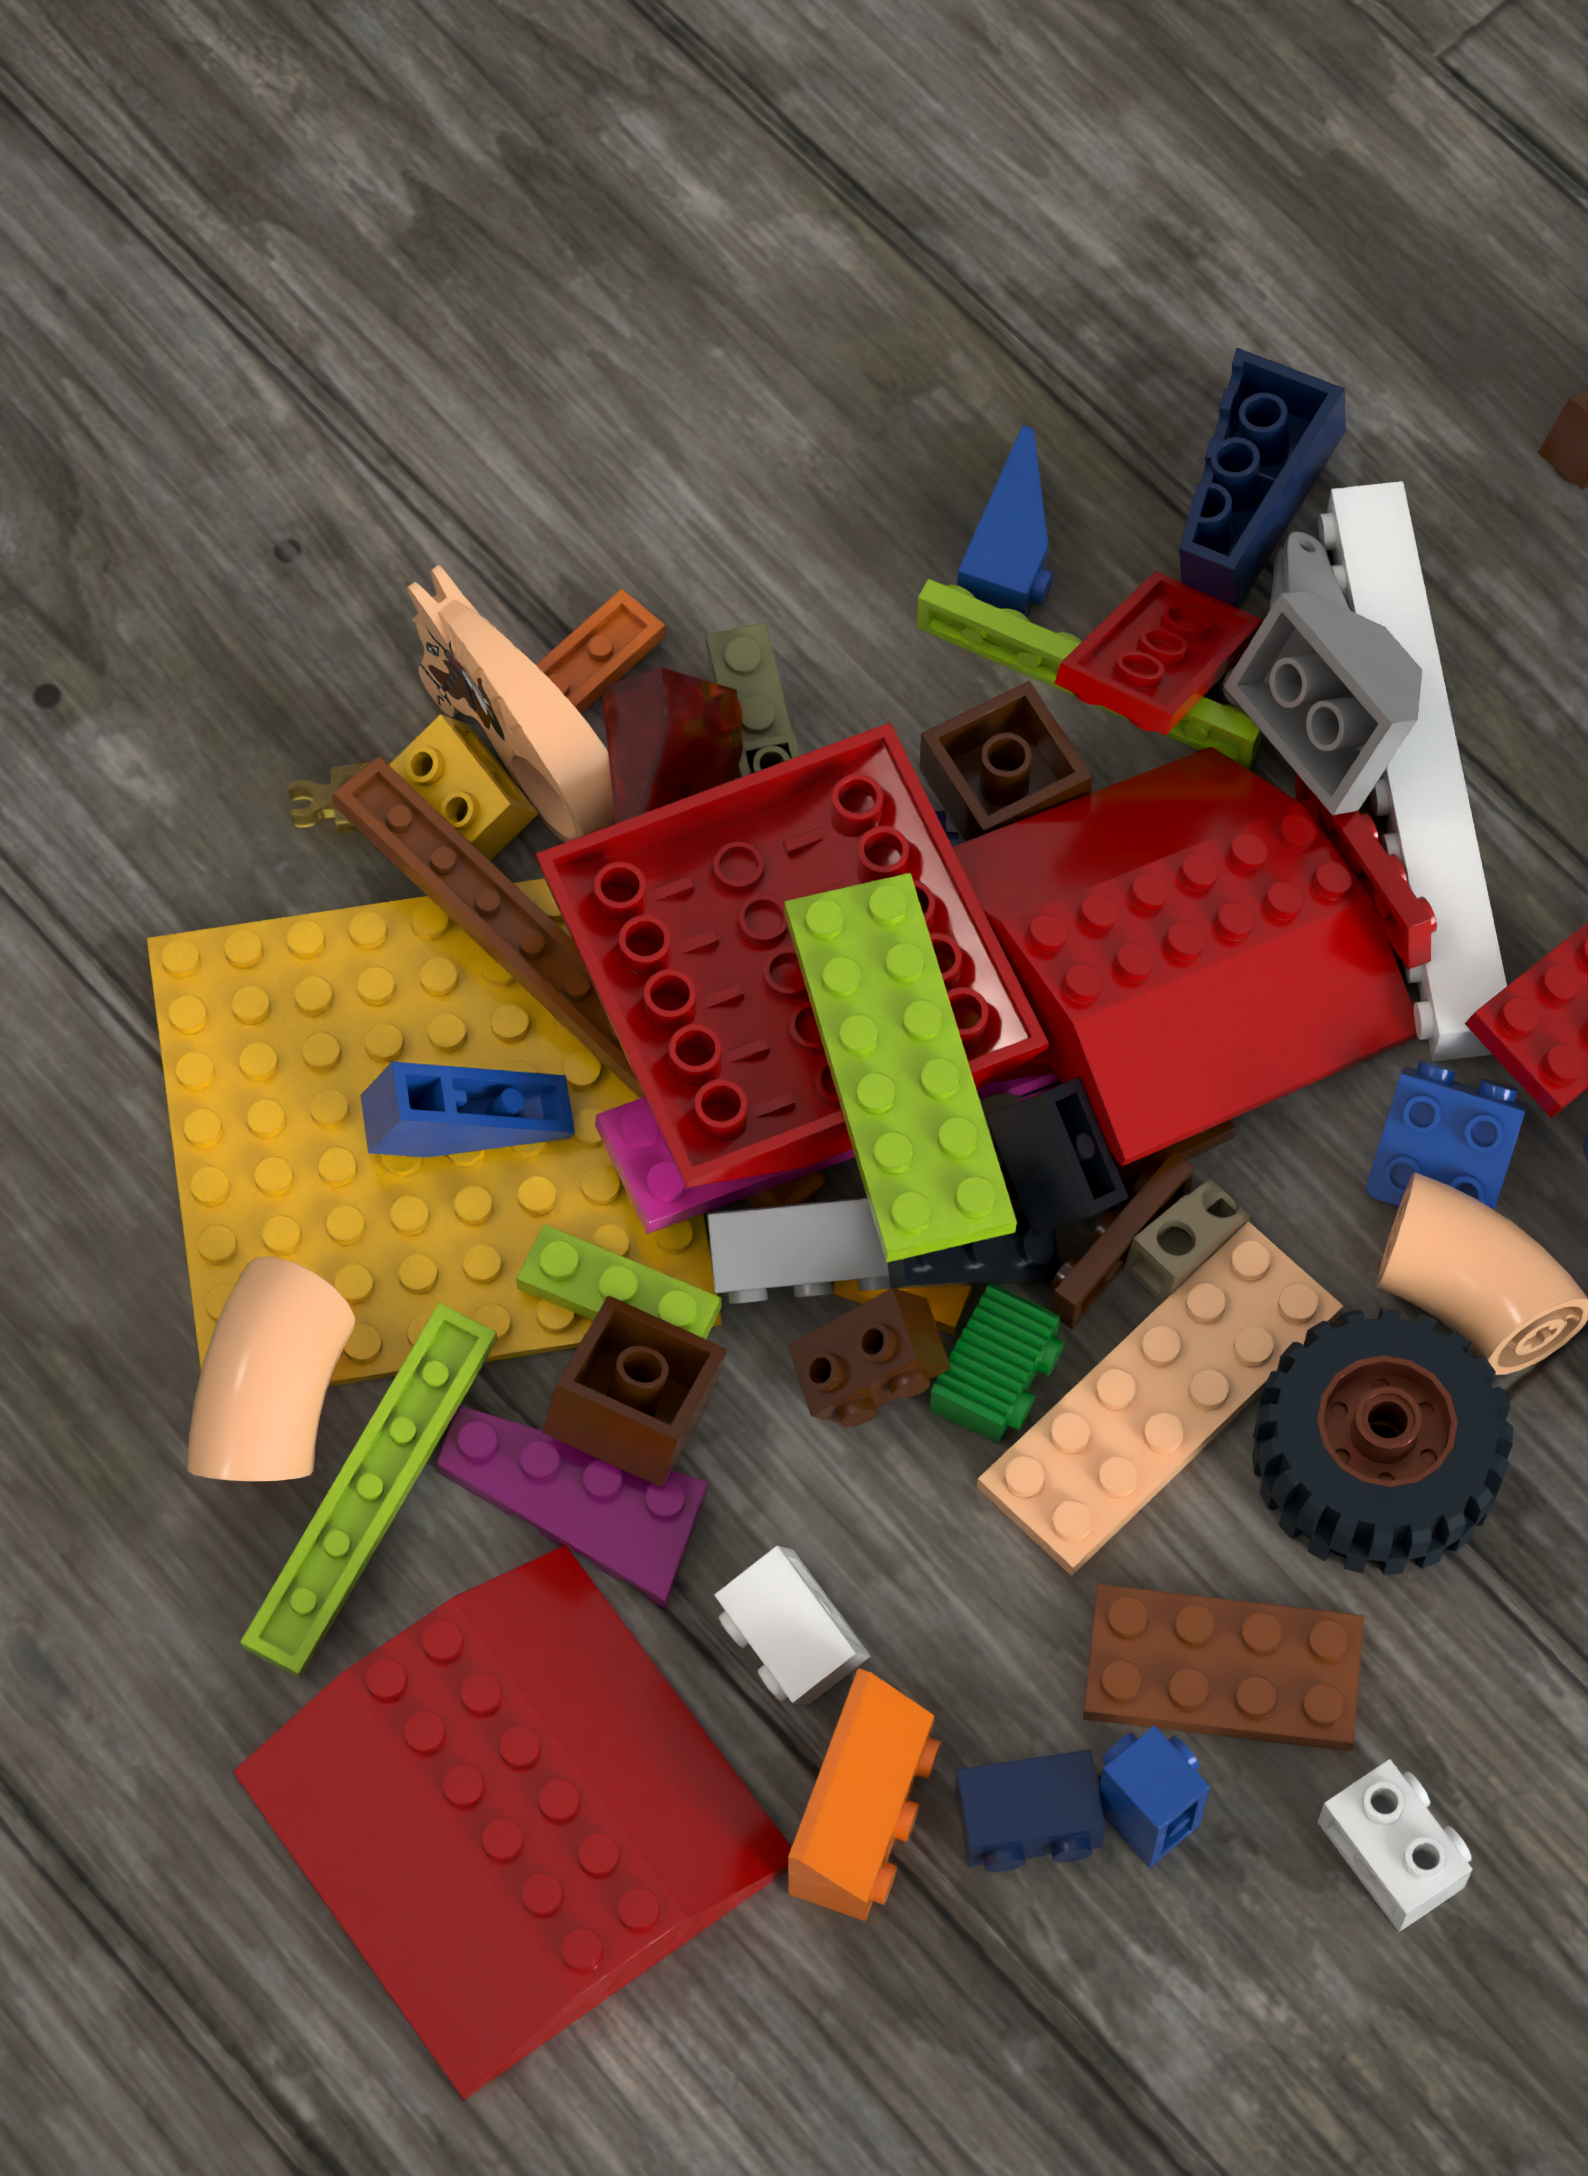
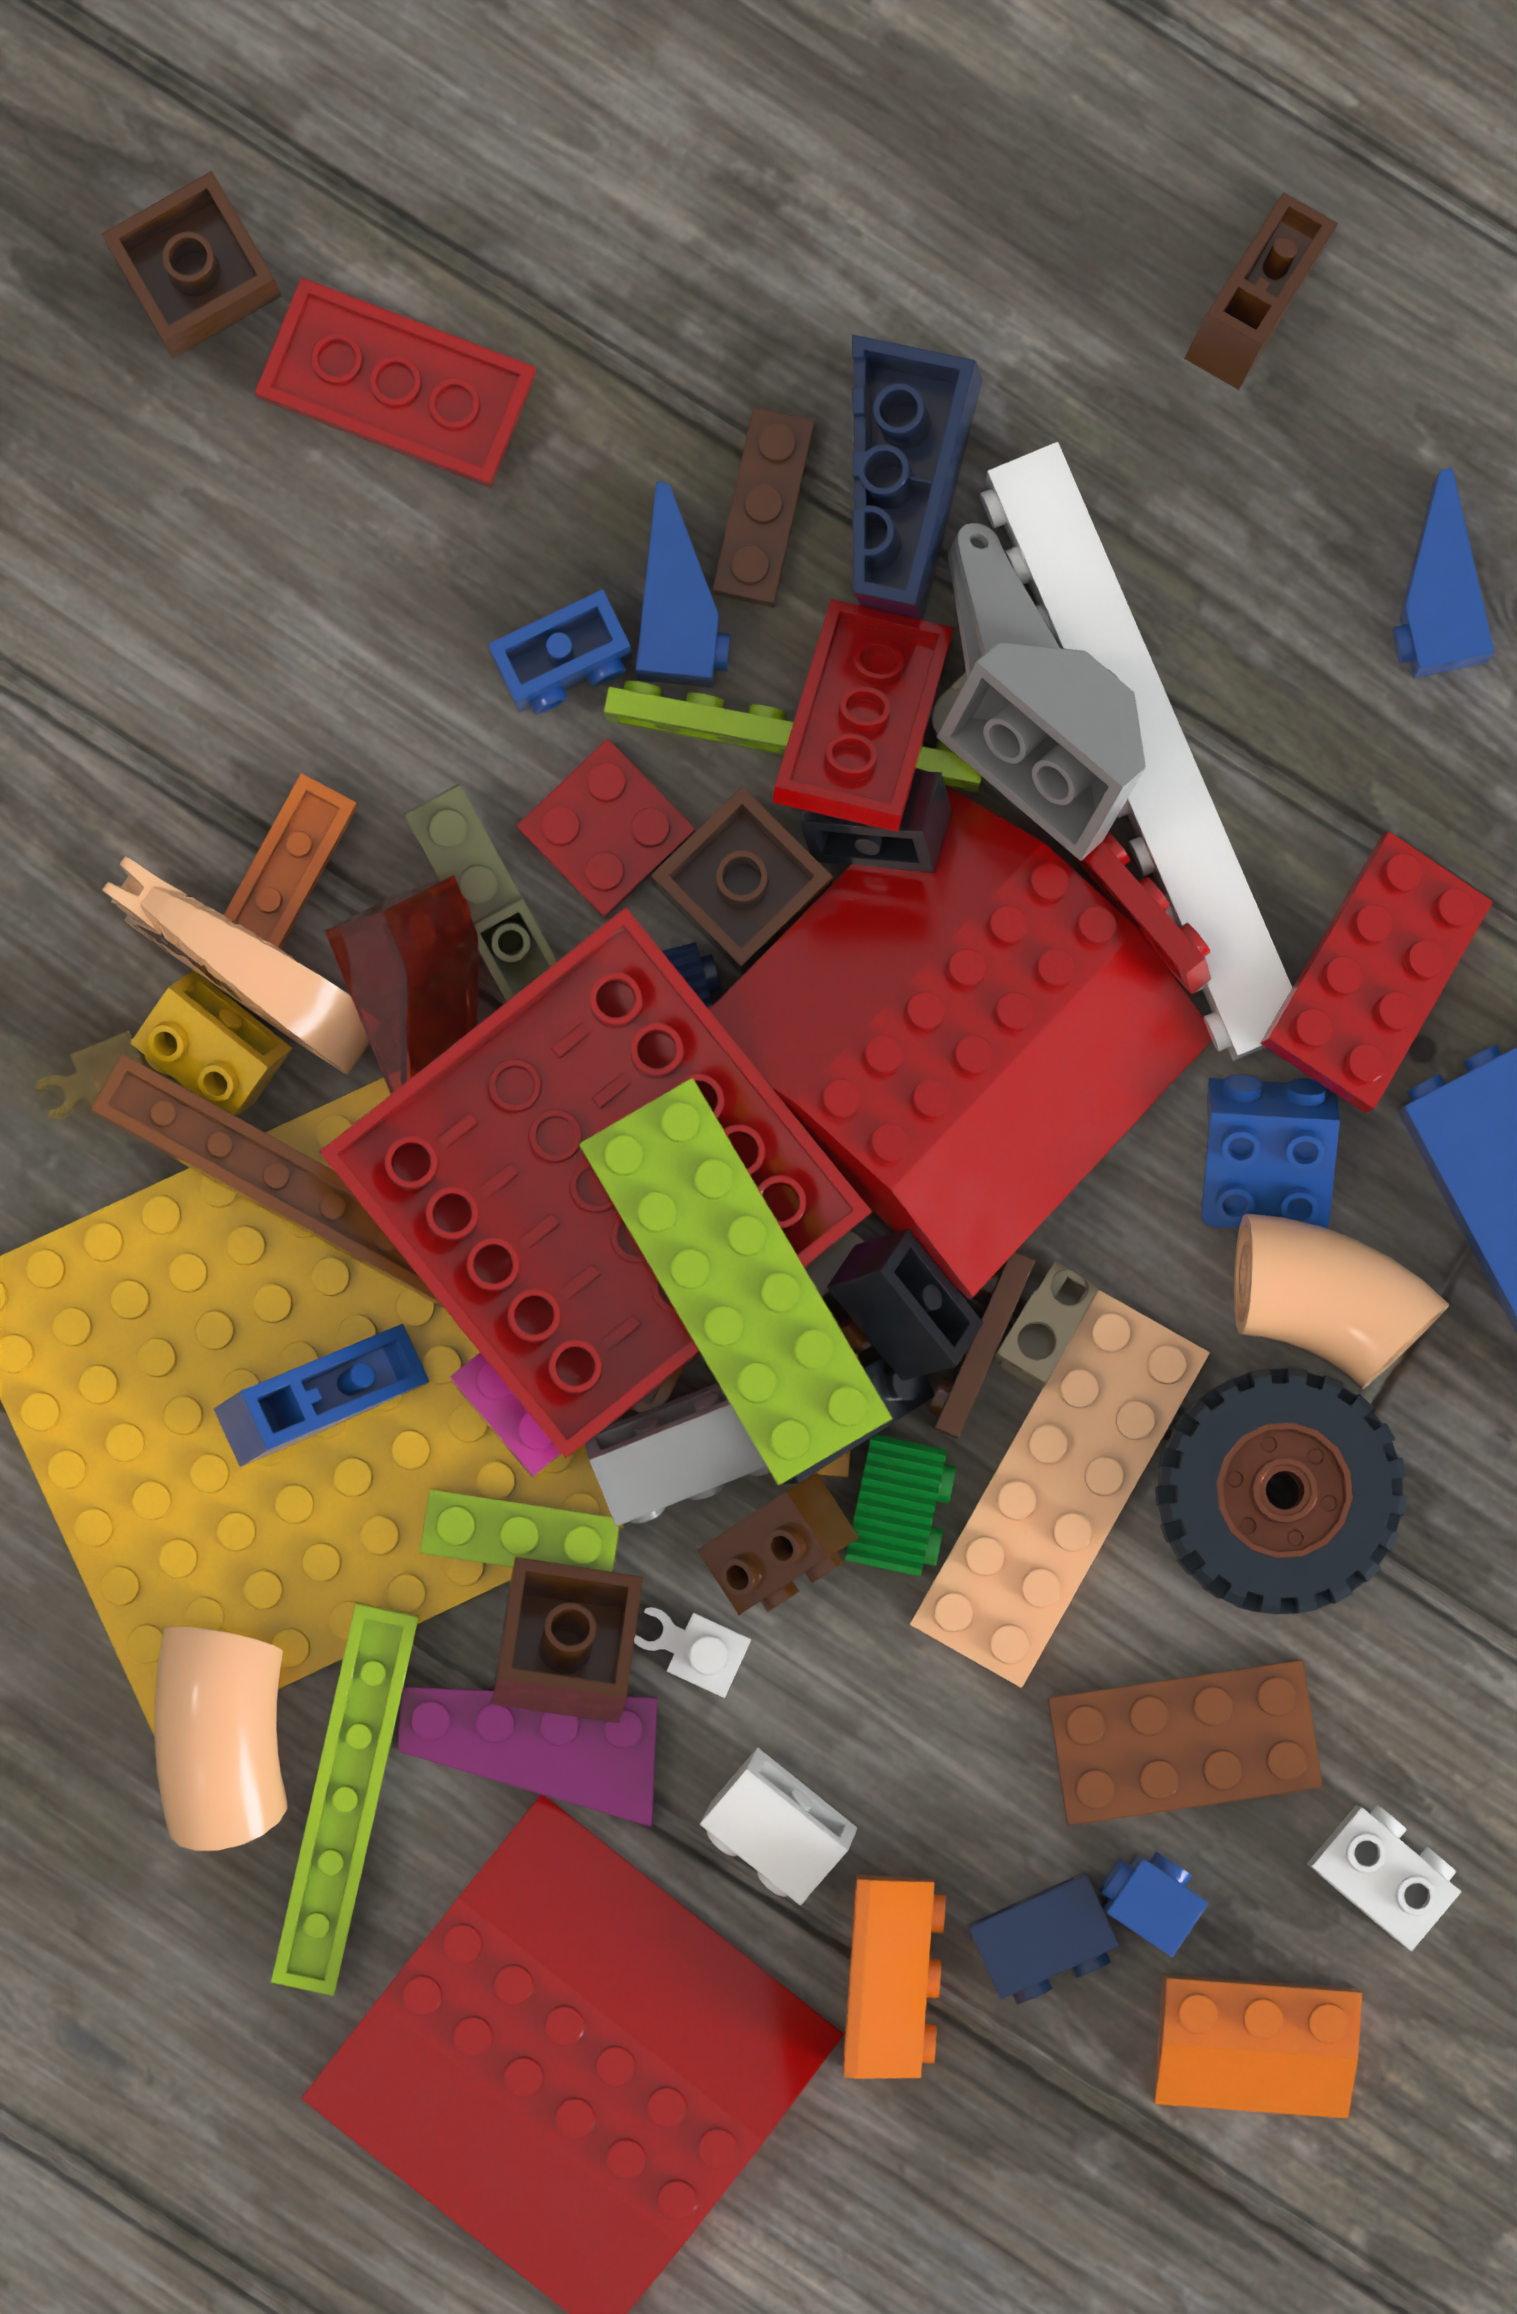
camera: 10 degrees left, 20 degrees up
(656, 163) = (192, 264): none -> reddish brown brick
(762, 1455) = (702, 1652): none -> white plate
(809, 305) = (396, 382): none -> red plate
(882, 688) = (605, 828): none -> red plate
(892, 543) = (562, 652): none -> blue brick
(1114, 487) = (763, 507): none -> reddish brown plate
(1147, 760) = (911, 848): none -> black brick
(1221, 1977) = (1257, 2045): none -> orange slope

